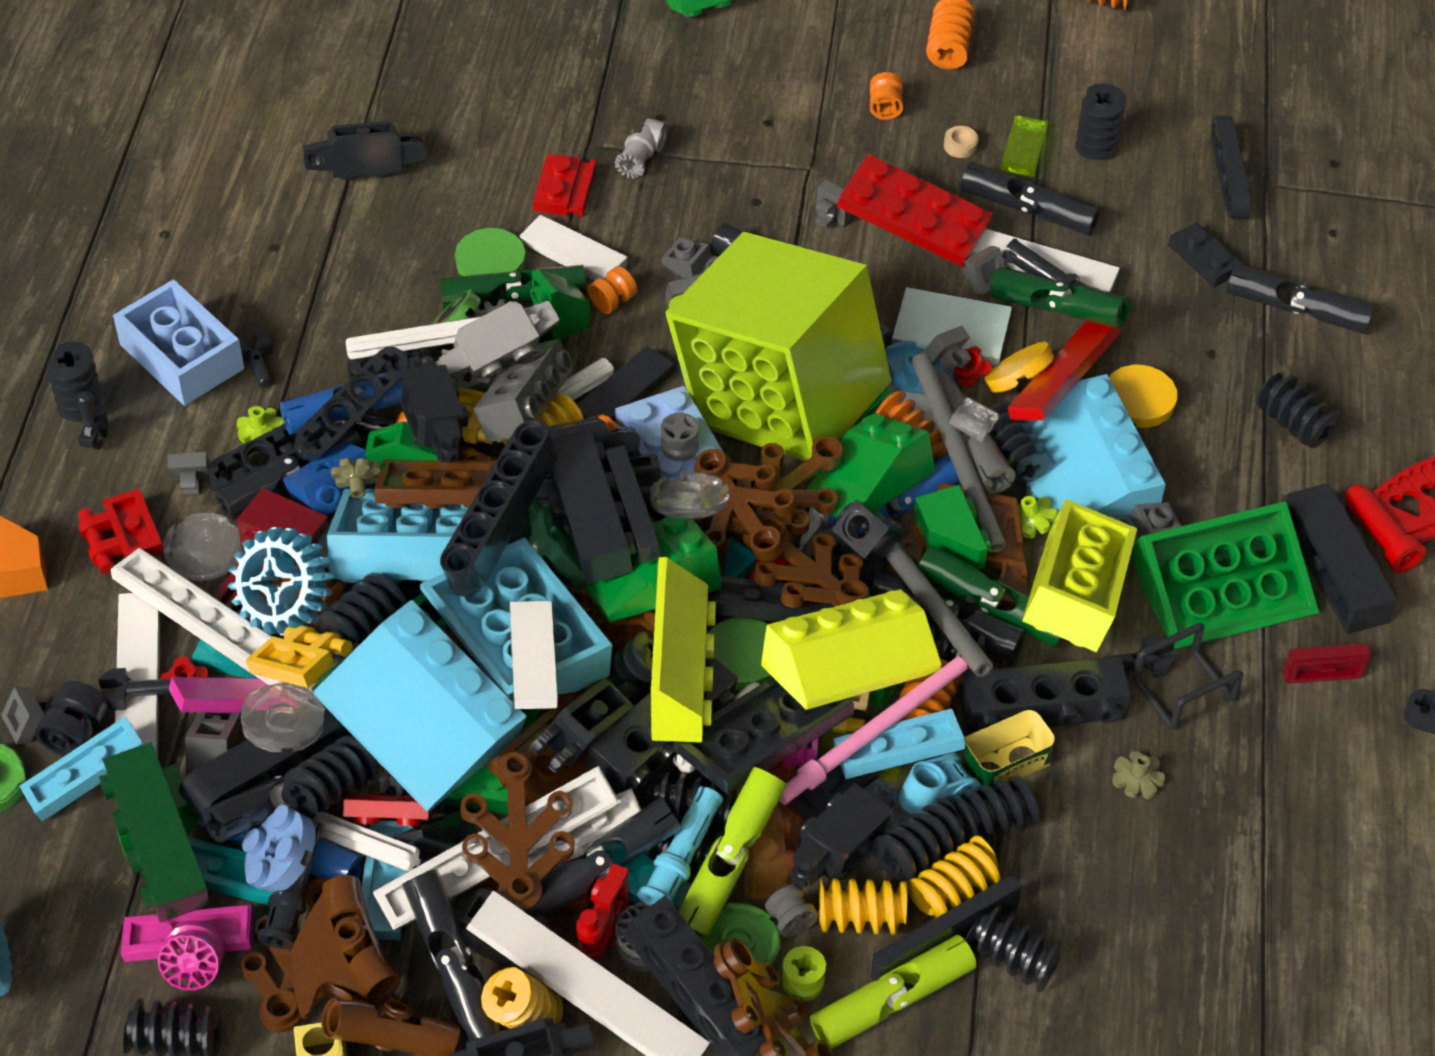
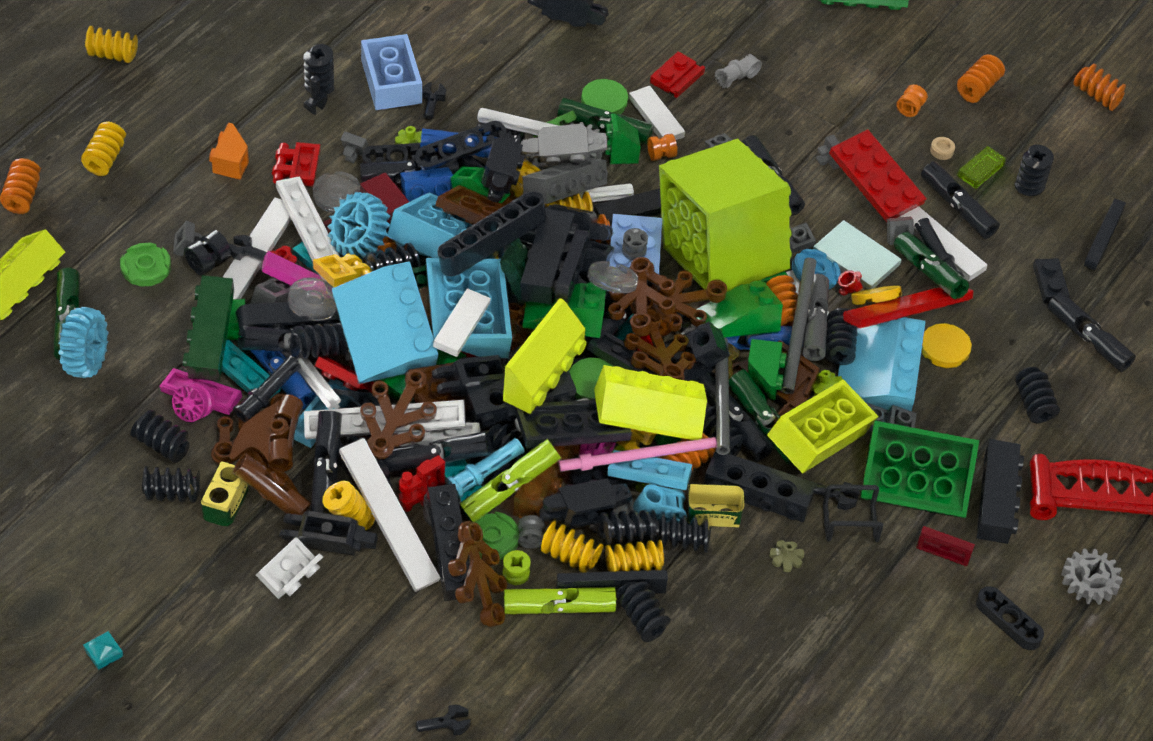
camera: 25 degrees right, 0 degrees up
(78, 770) = (185, 282): medium azure plate -> none
(277, 849) = (267, 365): medium blue plate -> none
(356, 475) = (435, 185): olive plant -> none
(948, 350) = (837, 263): dark grey tile -> none
(974, 419) = (818, 310): clear tile -> none

